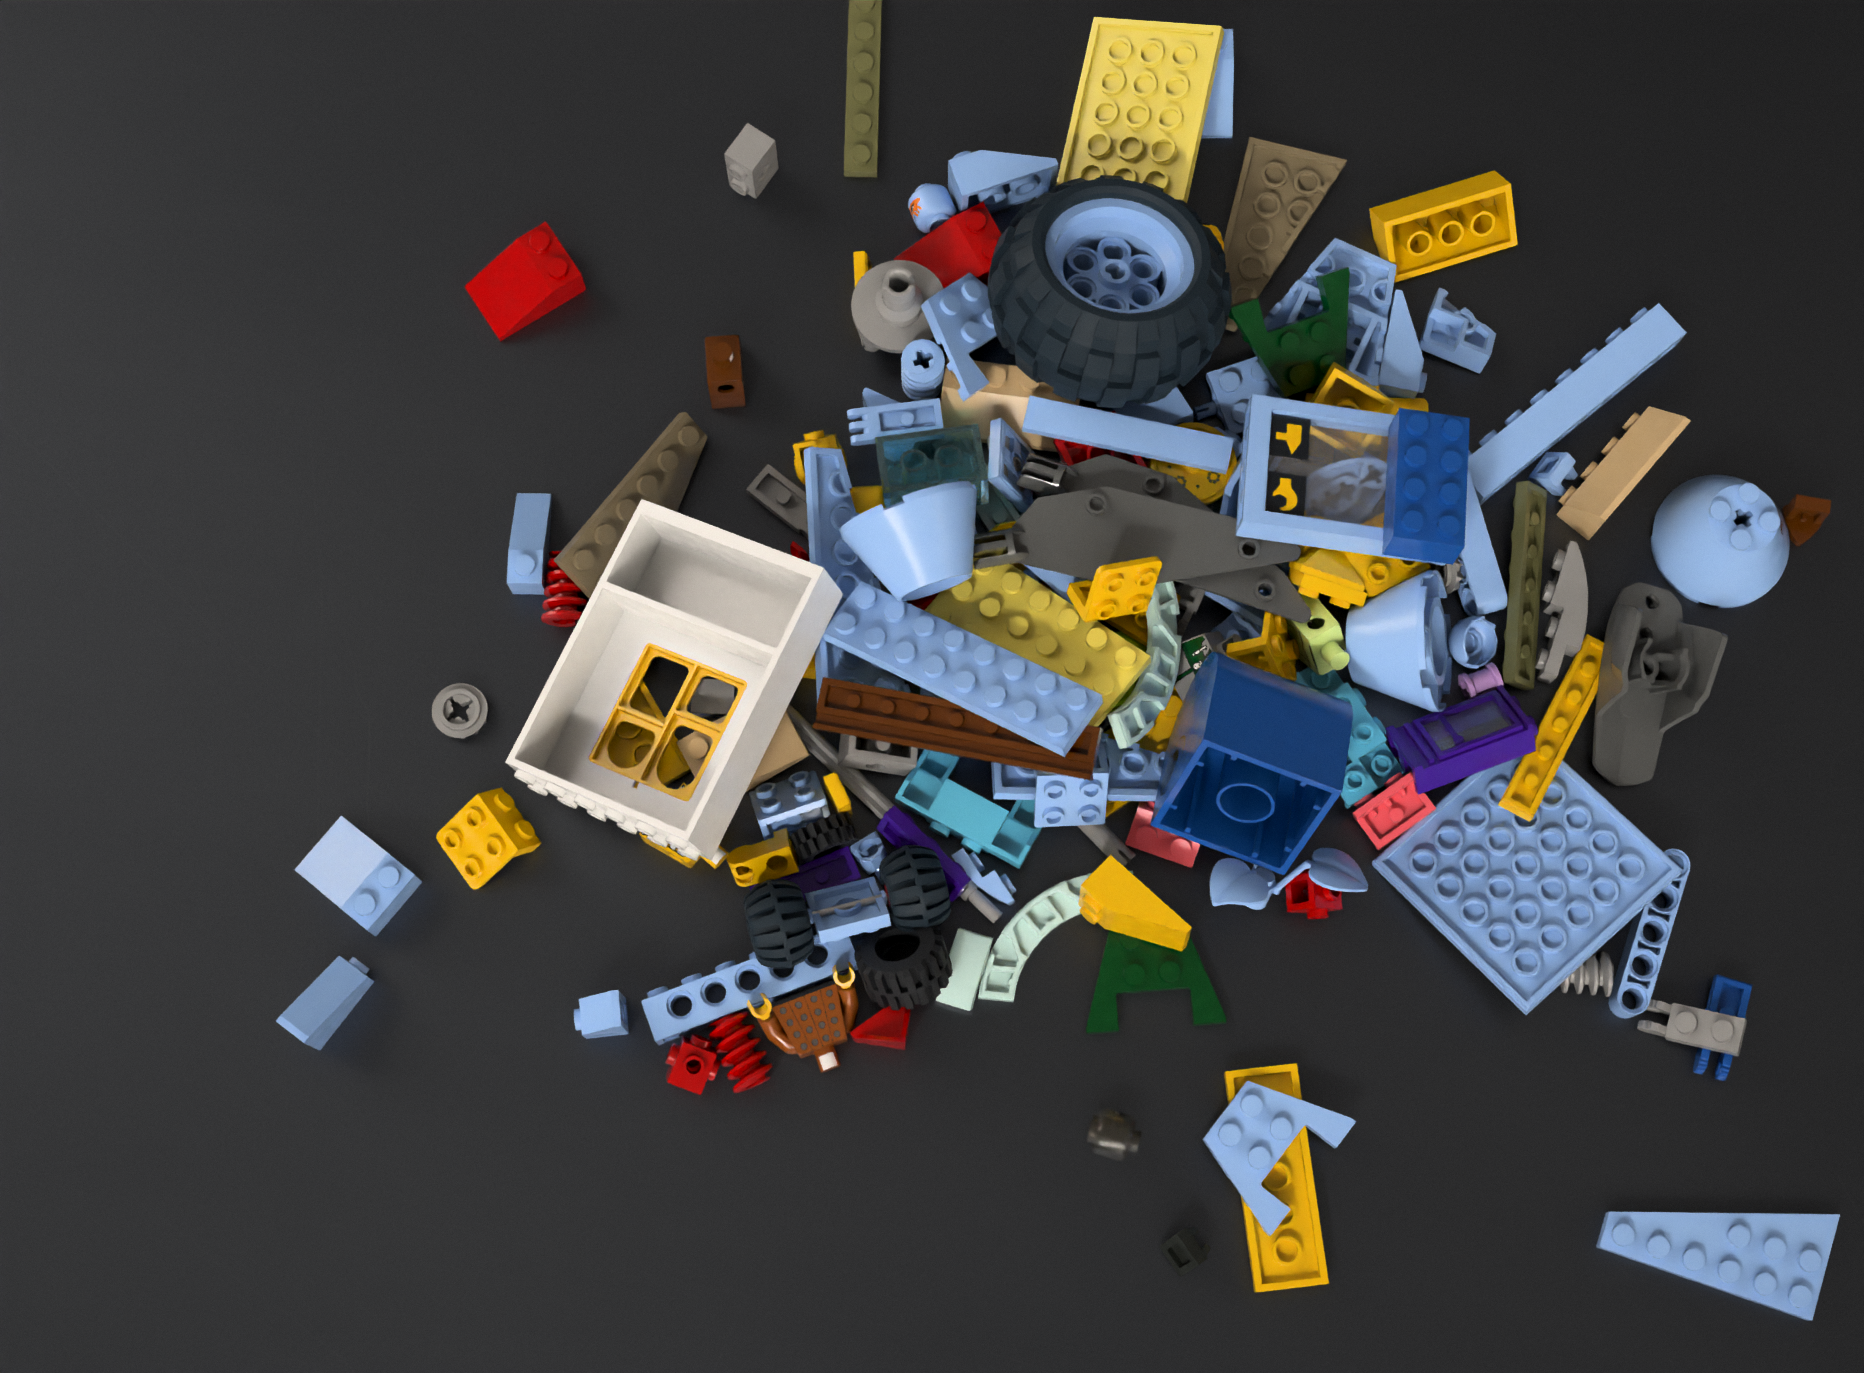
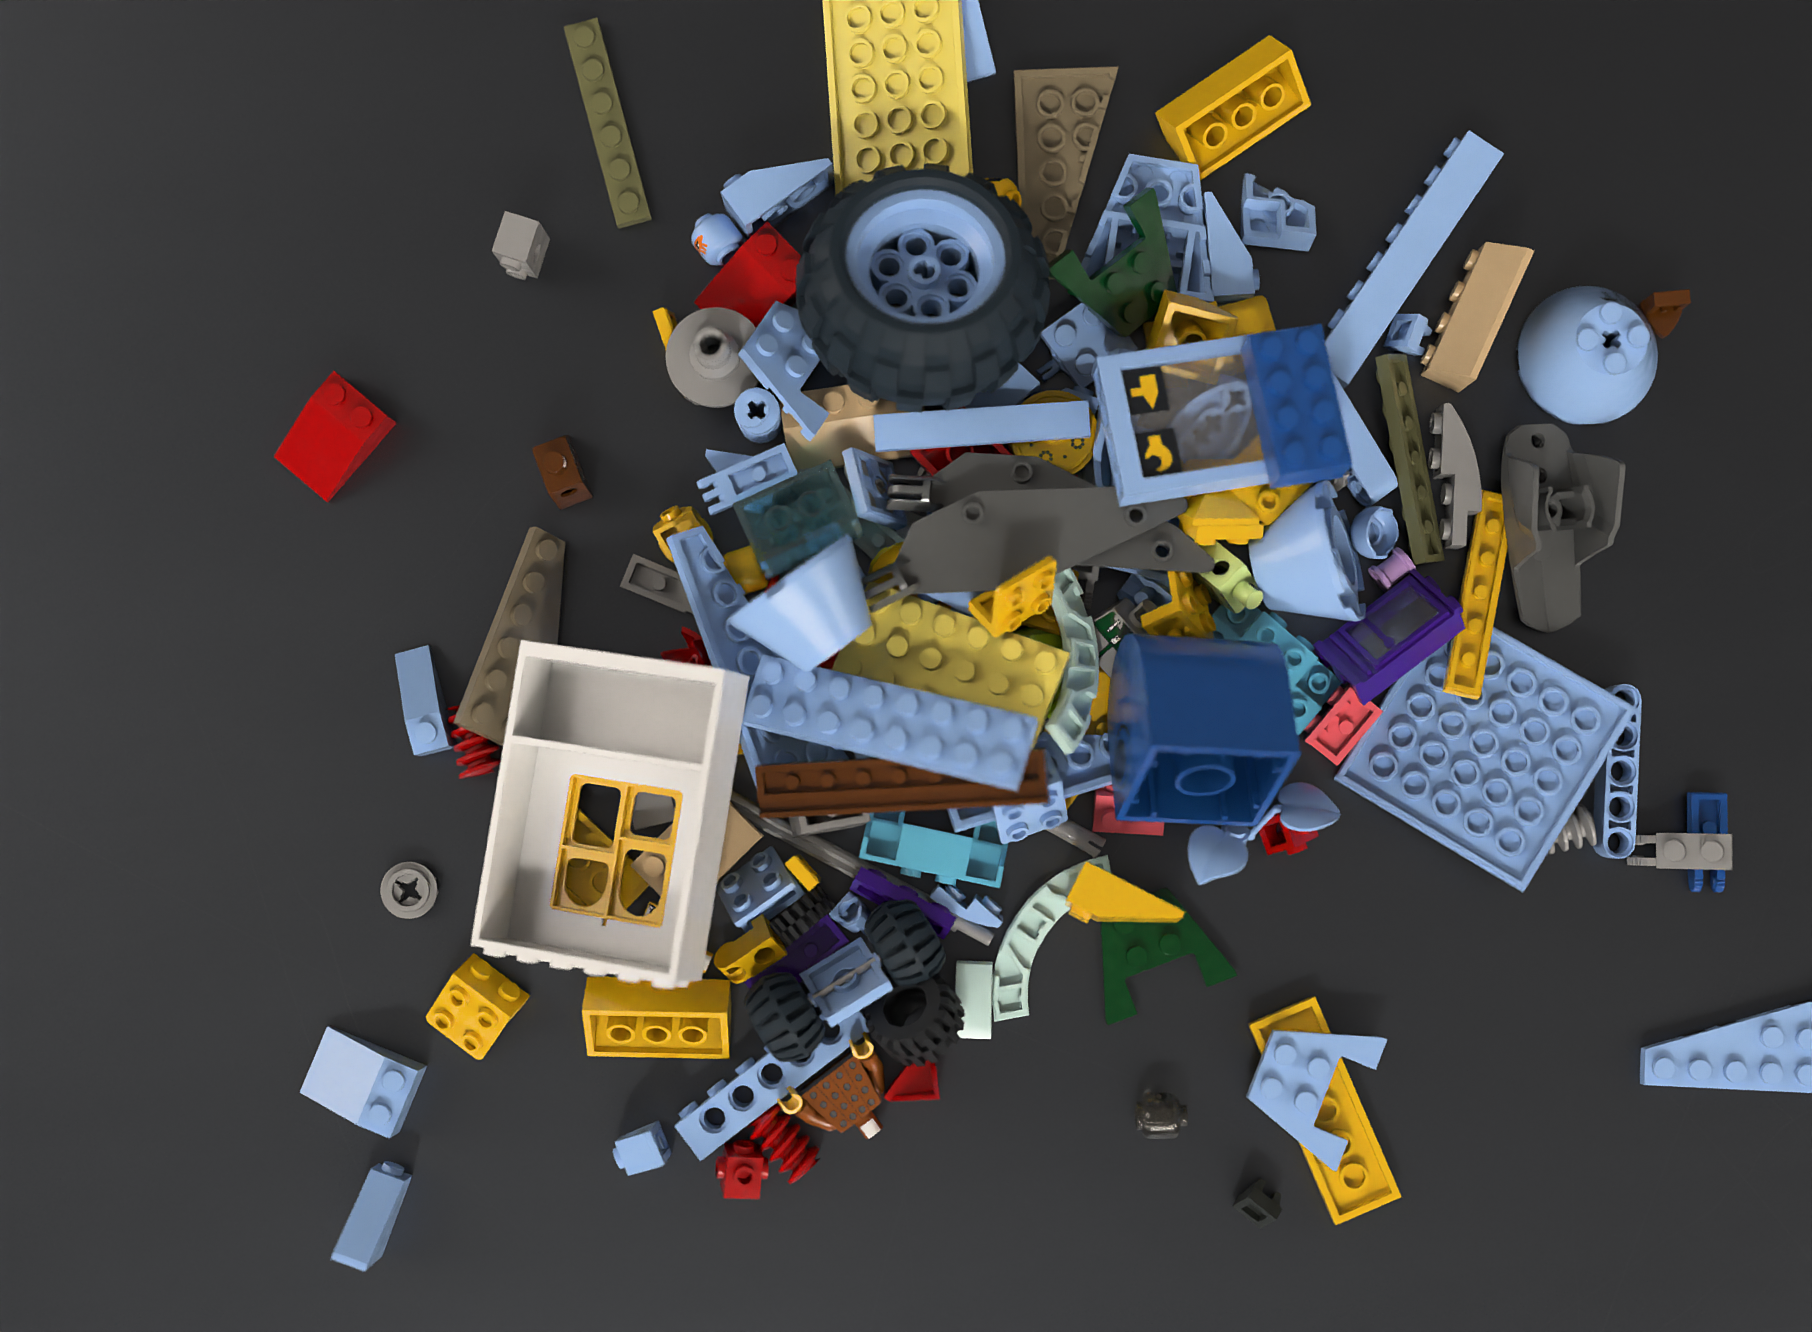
camera: 15 degrees left, 10 degrees up
(656, 897) = (657, 1021): none -> yellow slope

